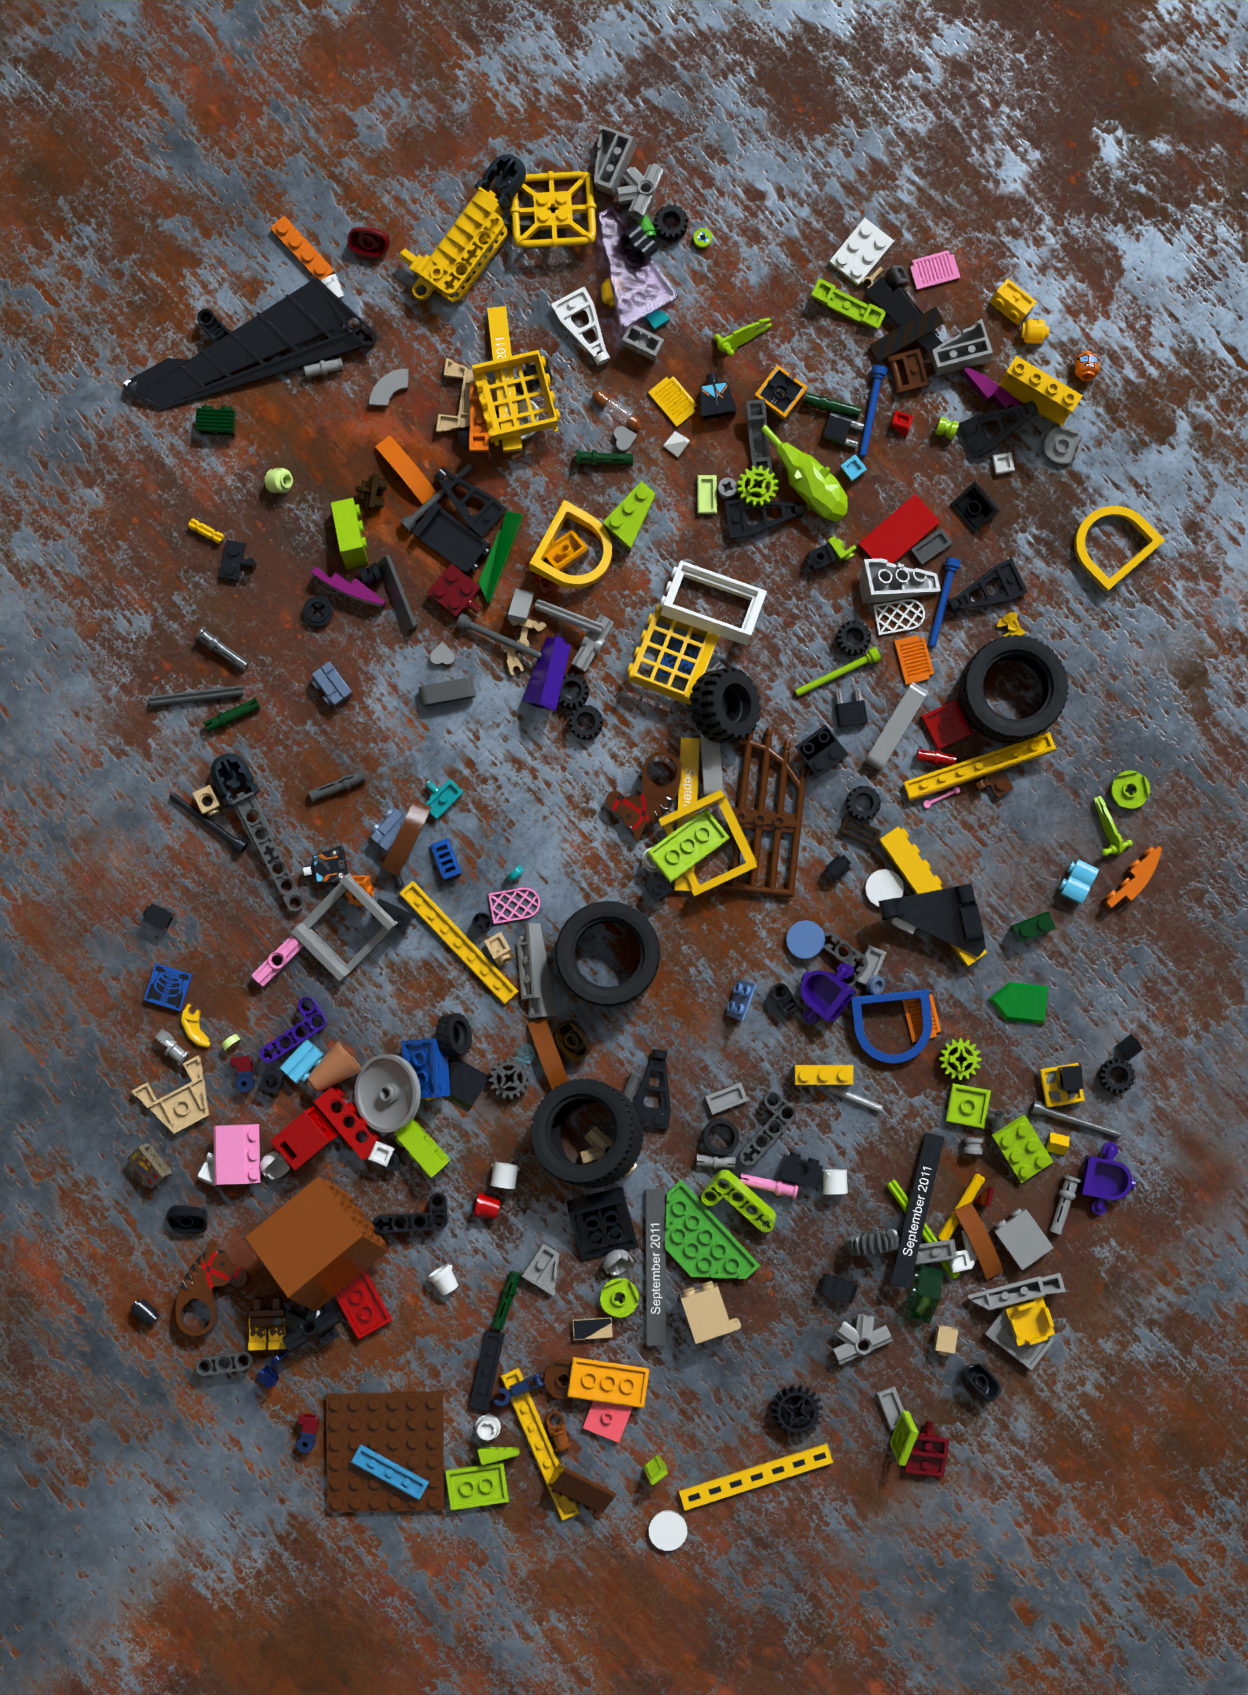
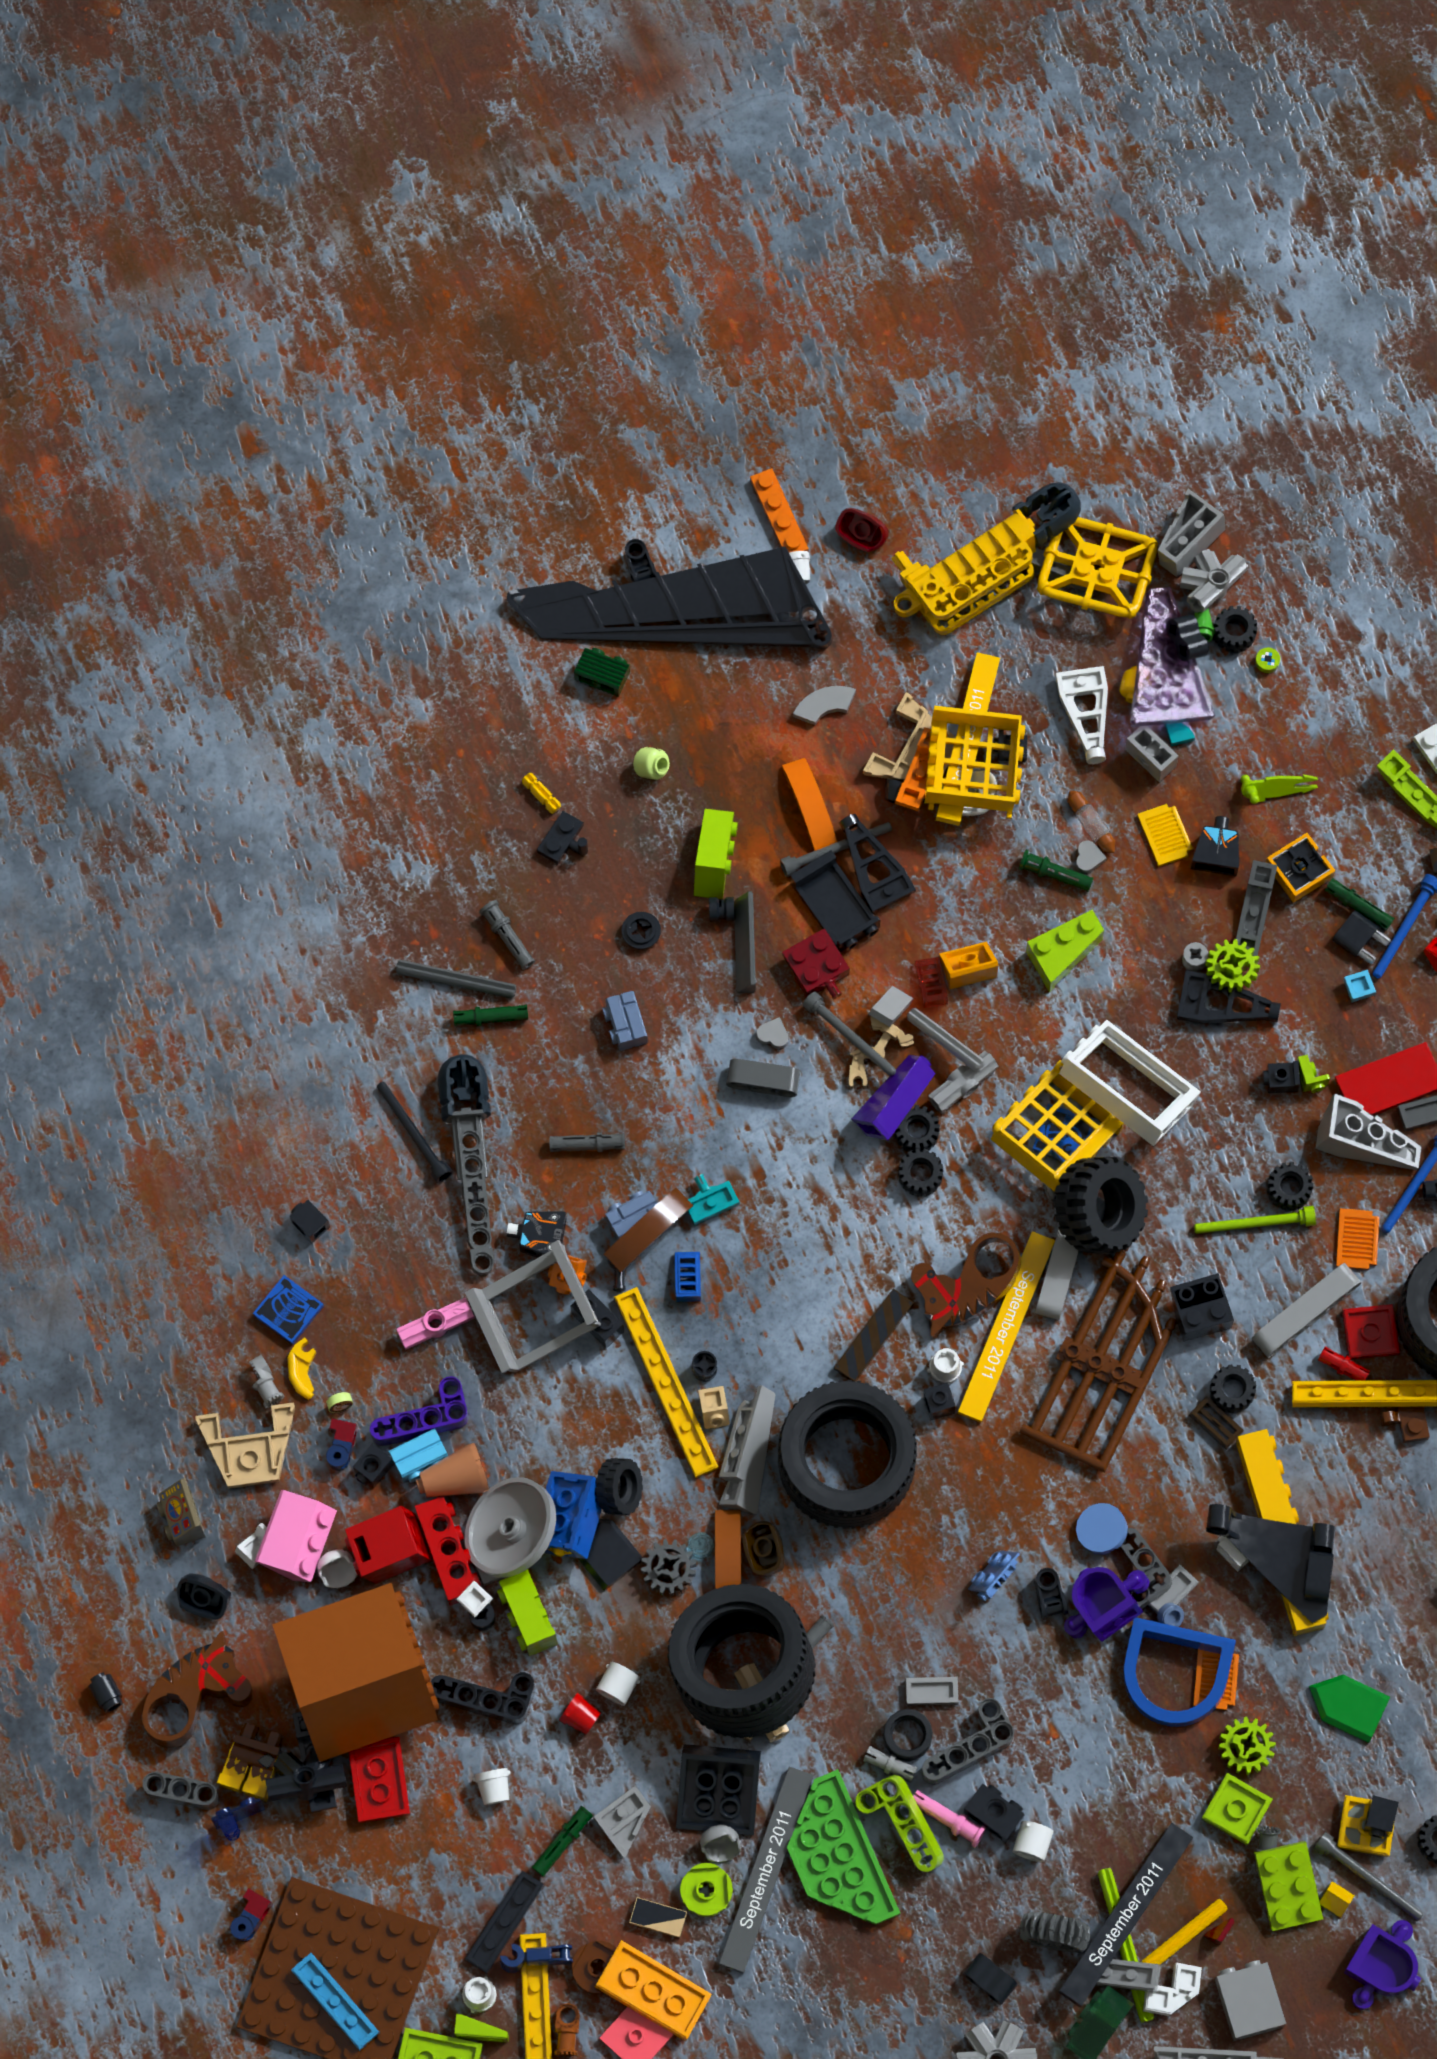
camera: 20 degrees right, 15 degrees down
(203, 793) = (422, 1094): tan brick -> none
(323, 367) = (754, 654): light grey pin -> none
(354, 590) = (694, 920): magenta slope -> none
(374, 484) = (767, 807): dark brown hips -> none
(500, 554) = (888, 940): green wedge -> none
(515, 873) = (766, 1321): teal tile -> none
(518, 904) = (758, 1362): bright pink window -> none
(581, 517) = (988, 917): yellow window -> none
(594, 855) = (873, 1335): none -> tile
(653, 1116) = (831, 1680): black plate -> none
(676, 444) = (1151, 885): white slope -> none
(687, 845) = (994, 1360): lime tile -> none
(707, 494) = (1167, 956): yellowish green tile -> none
(707, 1312) = (812, 1945): tan container -> none
(736, 830) = (1019, 1317): yellow piece -> none
(811, 480) = (1302, 981): lime piece -> none
(823, 1075) = (1055, 1697): yellow arch -> none
(837, 868) = (1172, 1456): black brick -> none
(851, 712) = (1255, 1275): black piece -> none
(854, 1098) = (1095, 1749): light grey bar -> none
(883, 885) = (1224, 1492): white tile -> none
(903, 615) = (1349, 1163): white window -> none
(927, 803) = (1314, 1419): bright pink hinge -> none
(973, 1145) = (1226, 1860): light grey wheel -> none
(979, 1240) = (1193, 1984): dark orange slope -> none
(1032, 927) = (1395, 1614): dark green brick -> none
(1067, 1195) = (1326, 1967): light grey pin -> none

